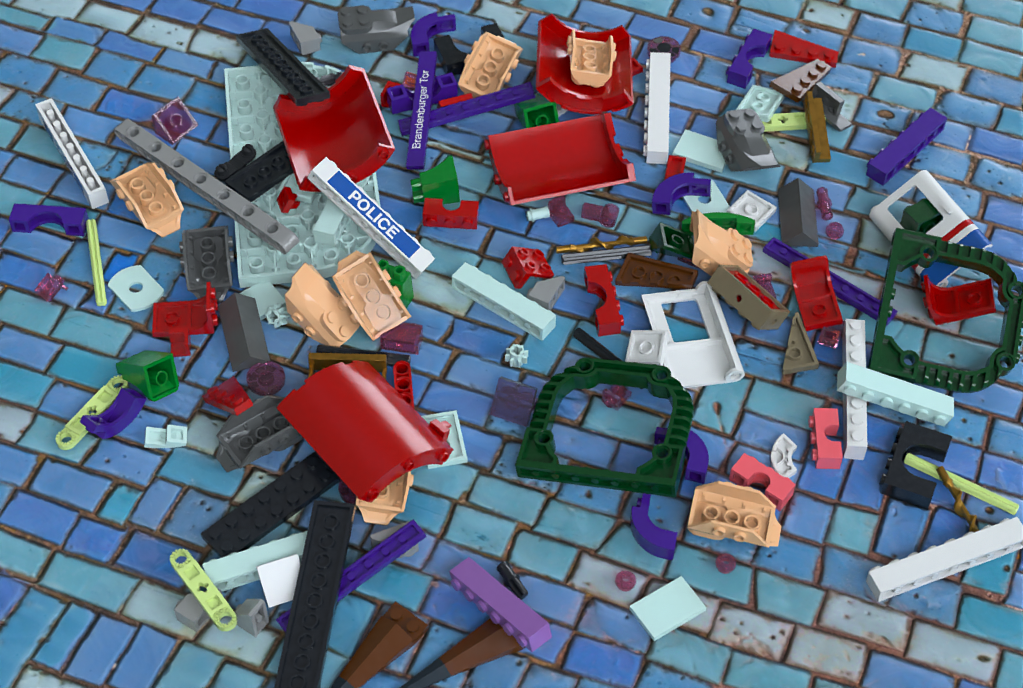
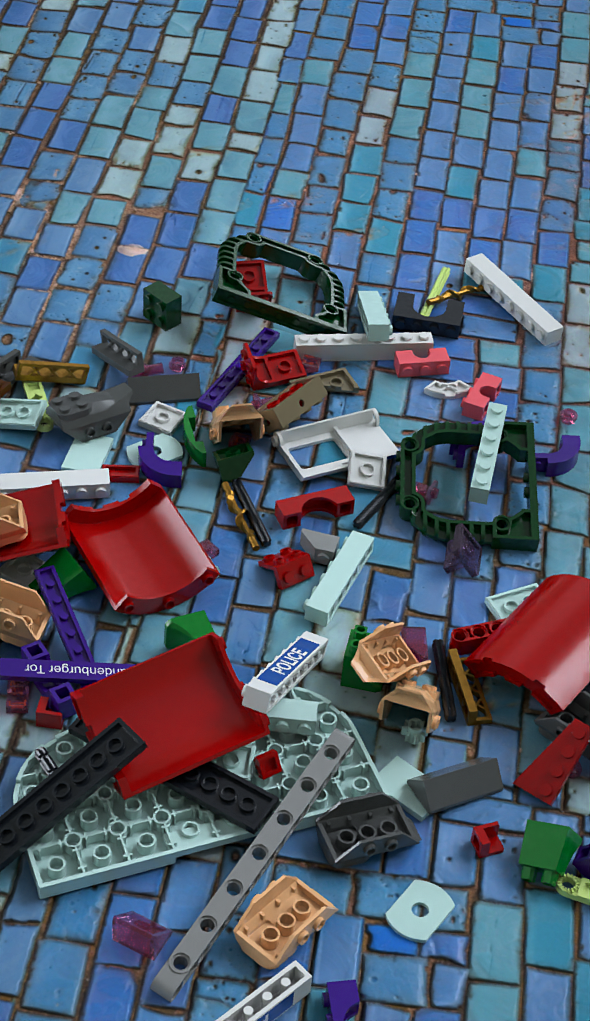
camera: 105 degrees left, 10 degrees down
(50, 286) = (455, 995): clear pink bracket -> none
(96, 264) = (401, 959): yellowish green axle -> none
(196, 314) = (449, 835): red bracket -> none
(237, 163) = (217, 829): black piece -> none
(266, 378) = (508, 754): clear pink tile -> none
(277, 315) = (422, 756): light aqua gear -> none
(441, 428) = (522, 593): tile -> none
(442, 103) = (55, 648): red tile -> none
(463, 217) = (230, 621): red arch -> none
(516, 355) = (405, 560): light aqua gear -> none
(605, 214) = (198, 518): clear pink piece -> none
(628, 428) = (487, 453): none -> light aqua brick
(654, 273) = (270, 473): reddish brown wing -> none
(733, 513) = (535, 406): light nougat slope -> none
(842, 181) = (119, 354): none -> dark grey fence
(905, 146) = (56, 319): dark purple brick -> none
(953, 228) = (195, 282): white piece -> none

